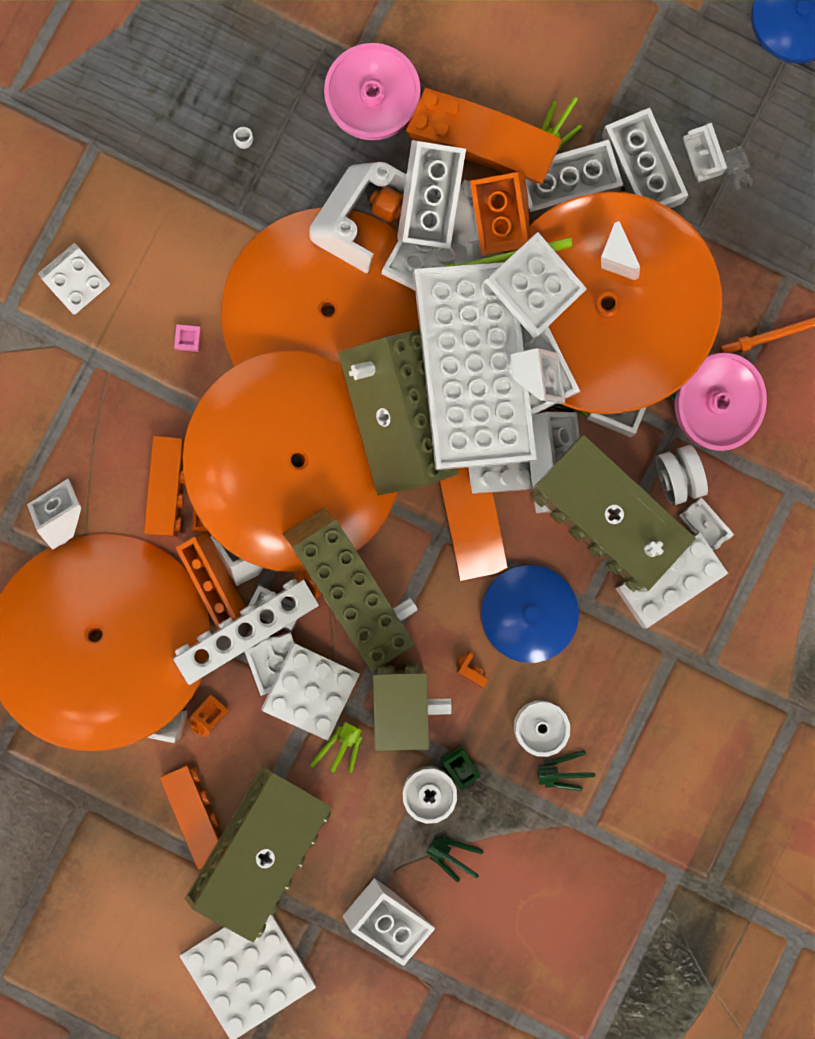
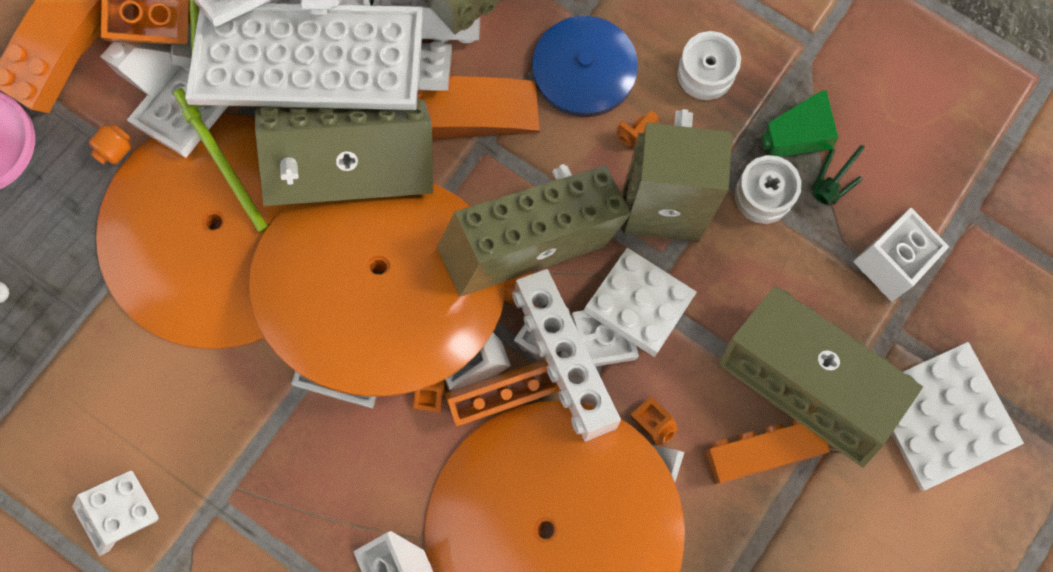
camera: 80 degrees left, 10 degrees down
(165, 487) = (382, 434): orange brick -> none
(187, 338) = (214, 386): bright pink plate -> none
(332, 227) = (126, 194): white windscreen -> none
(348, 736) = (695, 267): lime plant -> none
(378, 306) = (193, 115): none -> lime bar
(431, 194) = (105, 83): white brick -> none
(460, 766) = (742, 154): dark green slope -> none
(494, 821) = (802, 129): none -> green slope
(550, 777) = (757, 69): dark green plant -> none

